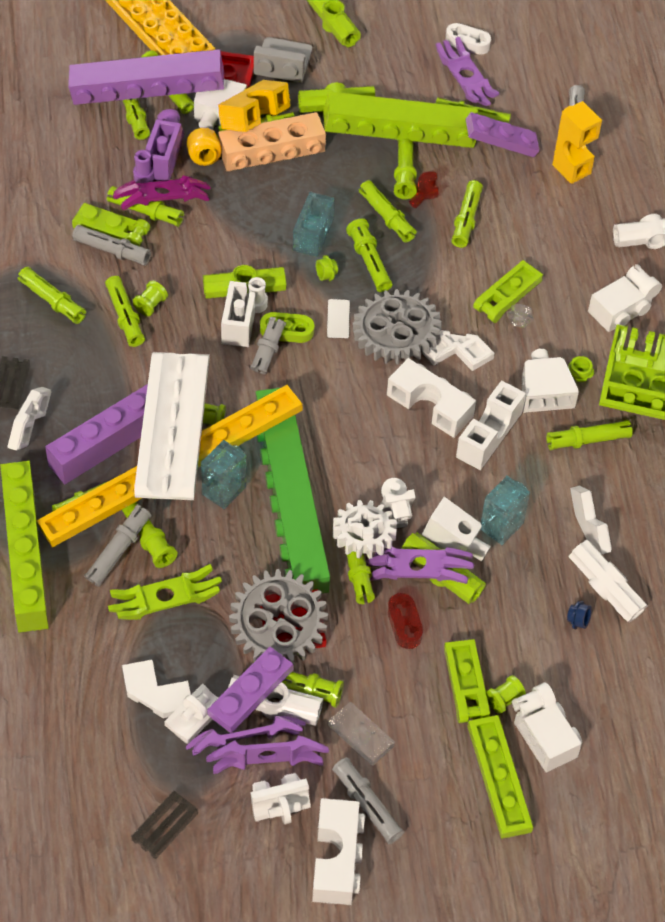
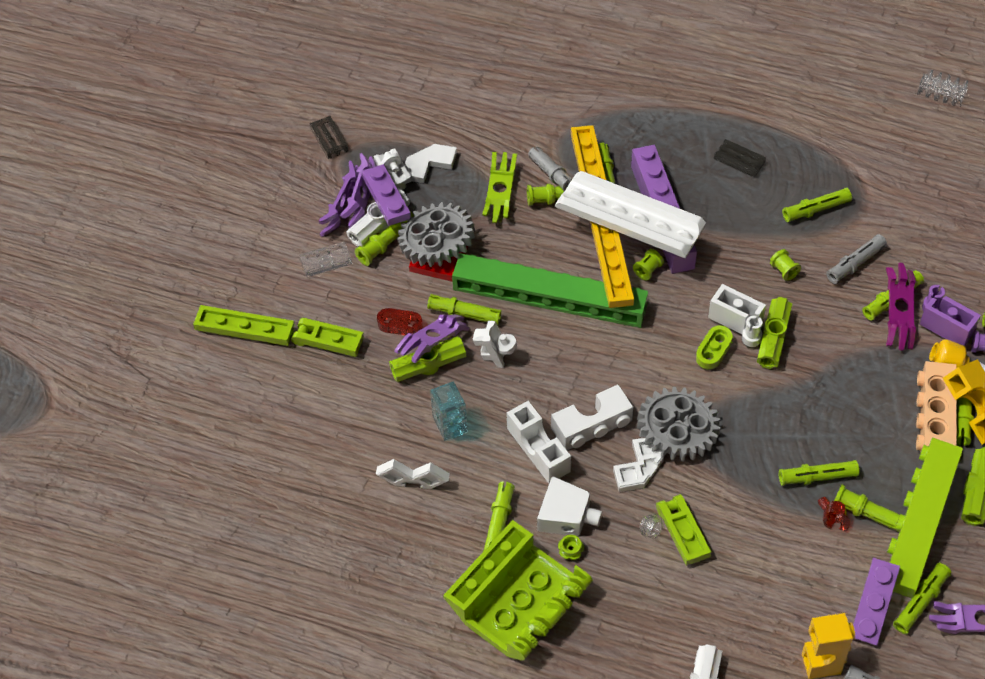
camera: 120 degrees right, 0 degrees up
(24, 547) = (561, 114): lime brick -> none
(32, 409) = (685, 143): white tile -> none
(111, 223) = (876, 268): lime plate -> none
(133, 331) = (769, 244): lime pin -> none
(223, 474) = (577, 243): clear light blue brick -> none
(268, 345) = (696, 321): light grey pin -> none
(280, 799) = (304, 204): white hips -> none
(313, 224) = (817, 400): clear light blue brick -> none
(326, 268) = (768, 399): lime plate -> none
(336, 877) = (264, 221): white arch -> none
(338, 318) = (714, 394): white sticker -> none
(346, 772) = (275, 244): light grey pin -> none
(364, 529) = (469, 304): white gear -> none
(366, 246) = (782, 438): lime pin -> none
(455, 529) = (450, 366): white torso -> none
(462, 233) = (790, 536): lime pin -> none
(504, 694) = (301, 354): lime bush -> none
(546, 728) = (258, 365): white hinge -> none
(579, 615) = (337, 433): dark blue plate -> none
(608, 581) = (338, 465): white piece -> none
(624, 298) = (628, 614): white hinge -> none

